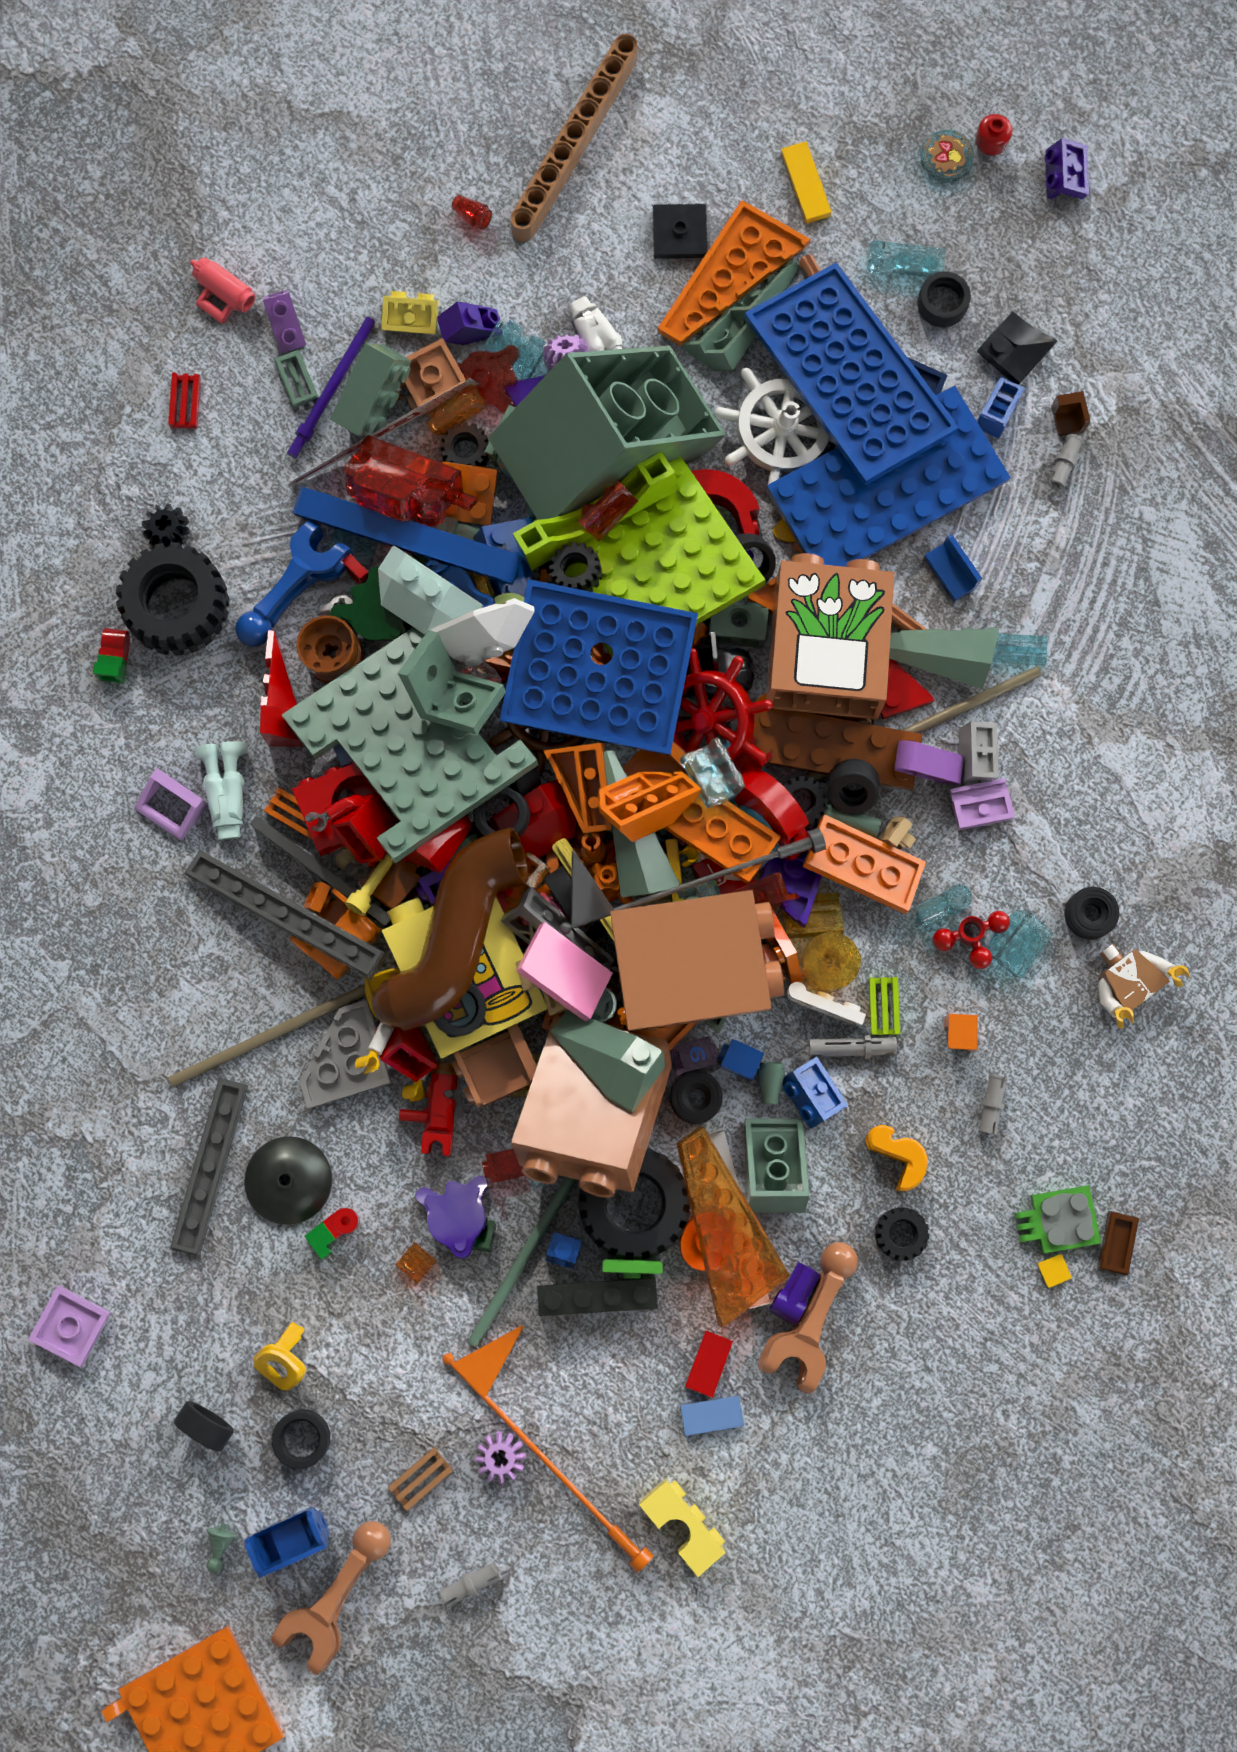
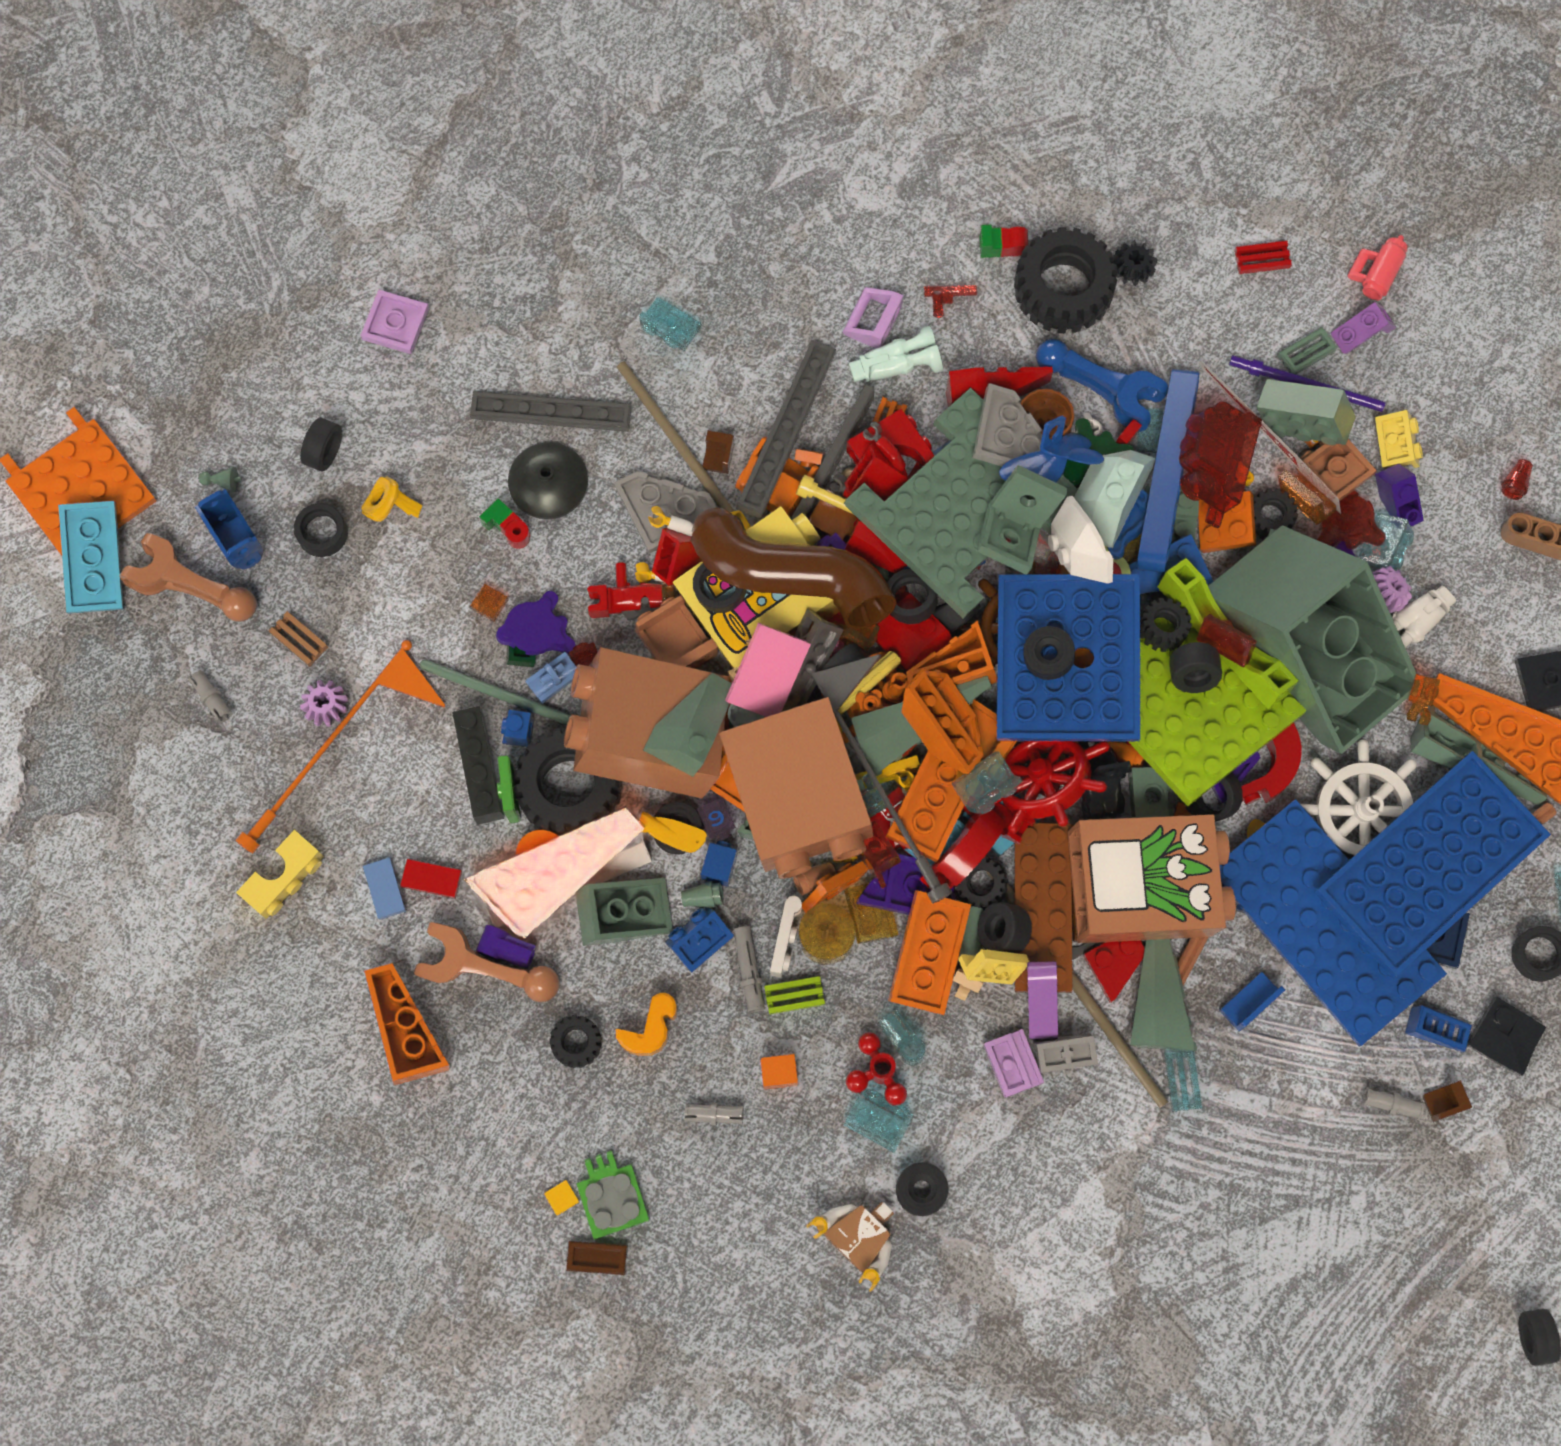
camera: 85 degrees right, 5 degrees down
(134, 1022) = (670, 324): none -> clear light blue bracket
(161, 725) = (946, 295): none -> clear red hose
(287, 1707) = (90, 557): none -> medium azure plate
(293, 992) = (718, 452): none -> reddish brown panel
(346, 681) = (1005, 428): none -> light grey plate
(383, 643) = (1054, 452): none -> blue piece
(515, 1203) = (552, 677): none -> medium blue hips
(595, 667) = (1052, 637): none -> black tyre
(629, 547) = (1195, 667): none -> black tyre
(679, 345) = (1423, 693): none -> clear orange plate
(705, 1100) = (673, 833): none -> yellow piece
(873, 1411) = (404, 1034): none -> orange wedge
(890, 804) = (993, 966): none -> light yellow bracket

